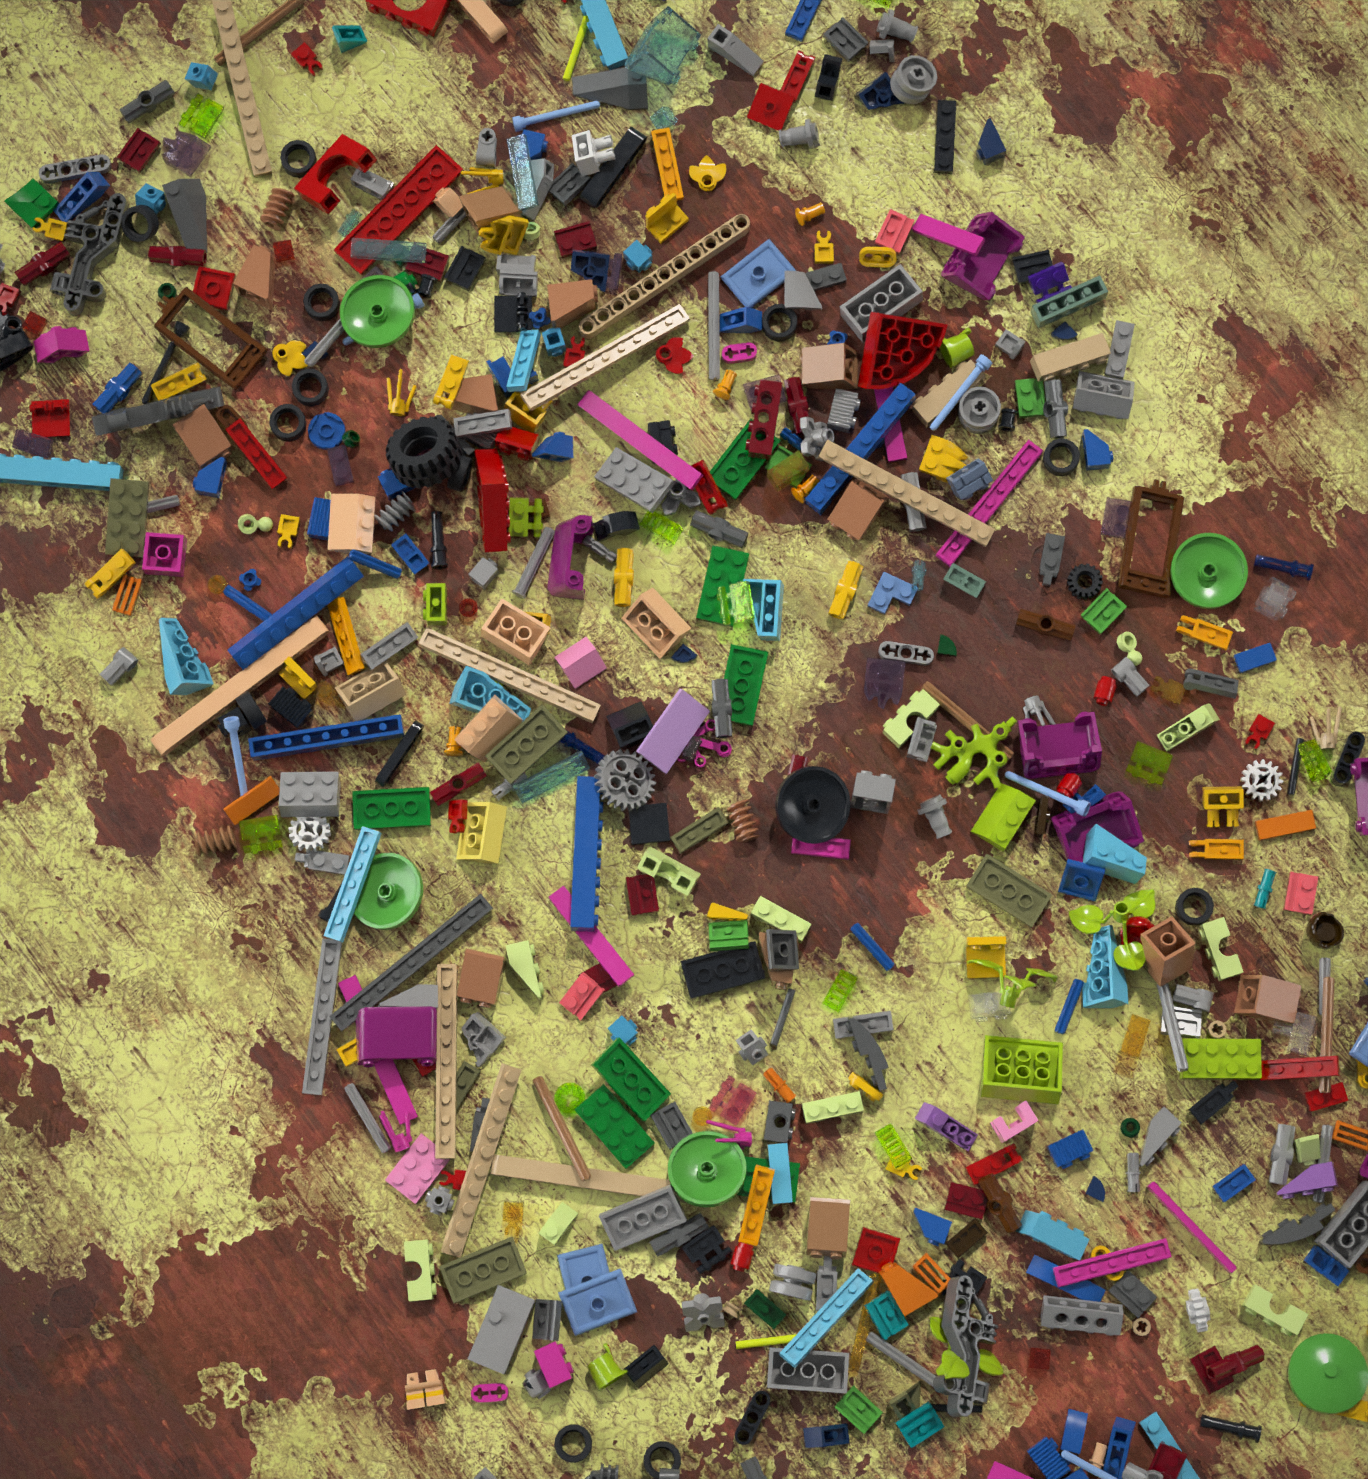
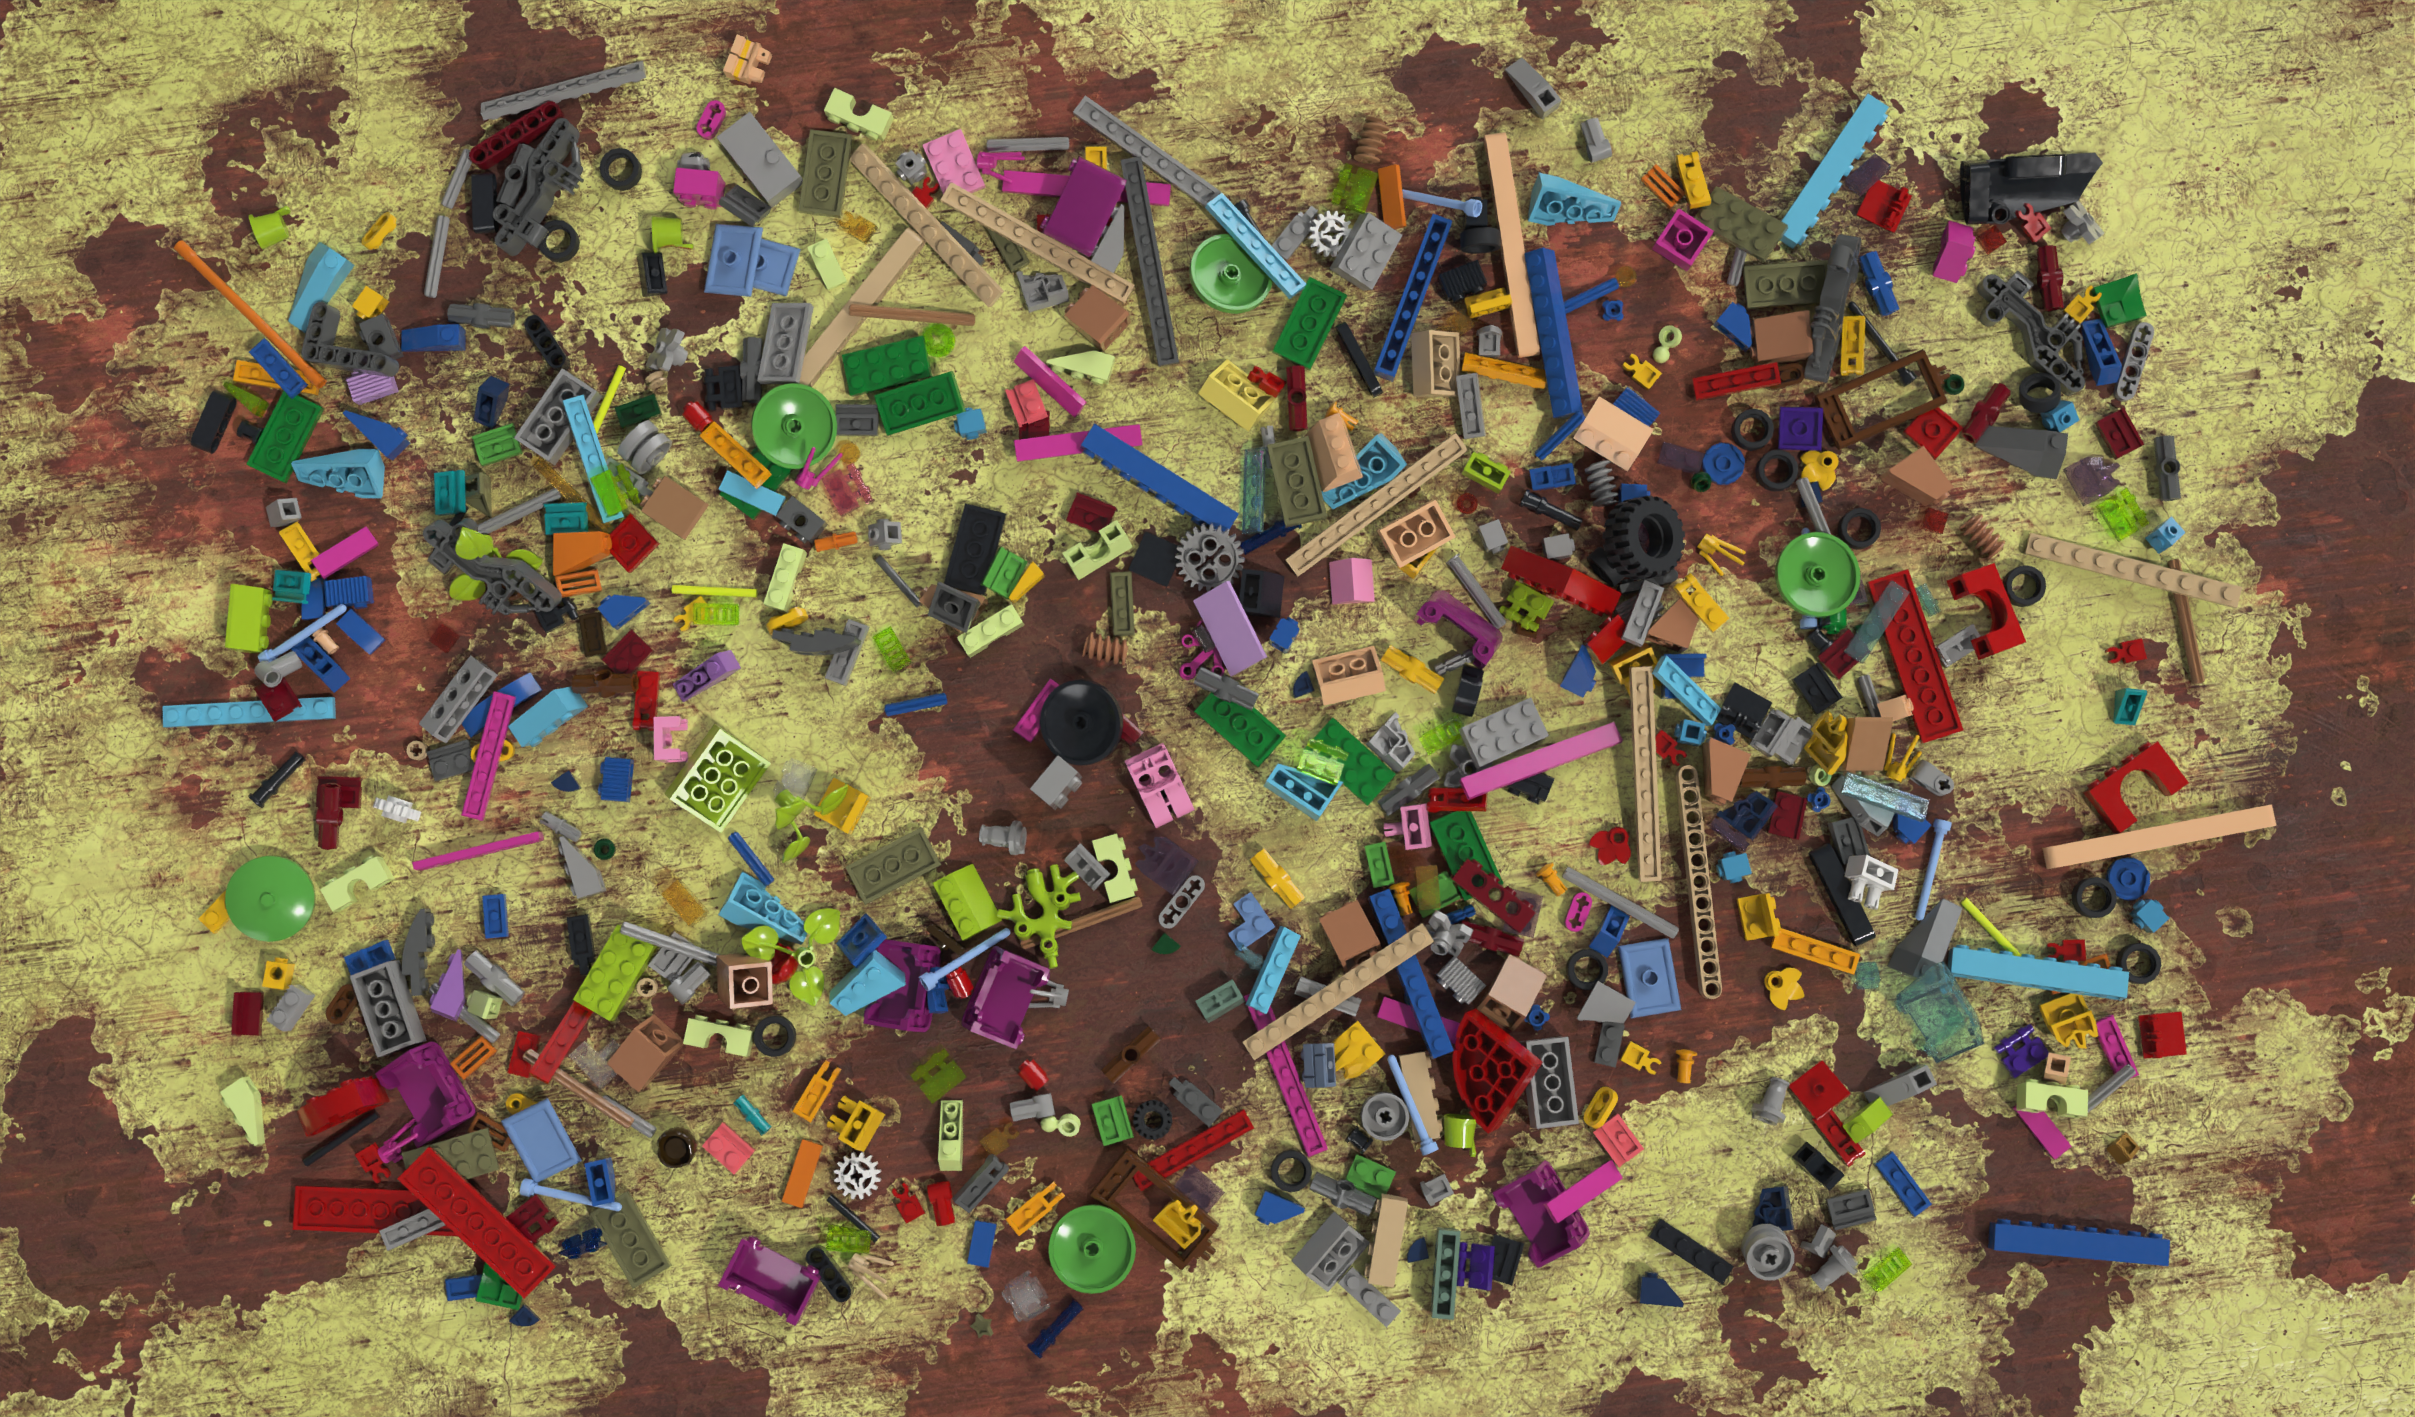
camera: 120 degrees right, 5 degrees up
(101, 737) = (1534, 88): none -> light grey slope
(156, 458) = (1784, 284): none -> olive plate
(267, 386) = (1800, 428): none -> dark purple plate
(464, 519) = (1558, 547): none -> light grey brick
(550, 218) = (1824, 799): none -> blue plate
(551, 262) = (1773, 777): none -> reddish brown piece
(554, 987) = (1050, 381): none -> dark pink tile
(653, 687) = (1284, 635): none -> blue brick
(691, 561) = (1392, 744): none -> light grey slope
(746, 509) = (1413, 827): none -> bright pink brick
(773, 61) = (1867, 1119): none -> lime slope
(790, 519) = (1379, 864): none -> bright green plate
(820, 725) = (1149, 763): none -> bright pink connector
(845, 1288) = (609, 492): none -> clear neon green plate
(875, 1161) = (717, 591): none -> neon yellow bar
(917, 553) = (1273, 970): none -> medium azure plate
(1084, 537) = (1197, 1147): none -> red tile
(1150, 516) = (1179, 1222): none -> yellow plate
(1239, 707) = (940, 1196): none -> red piece
(1316, 621) = (982, 1326): none -> olive piece

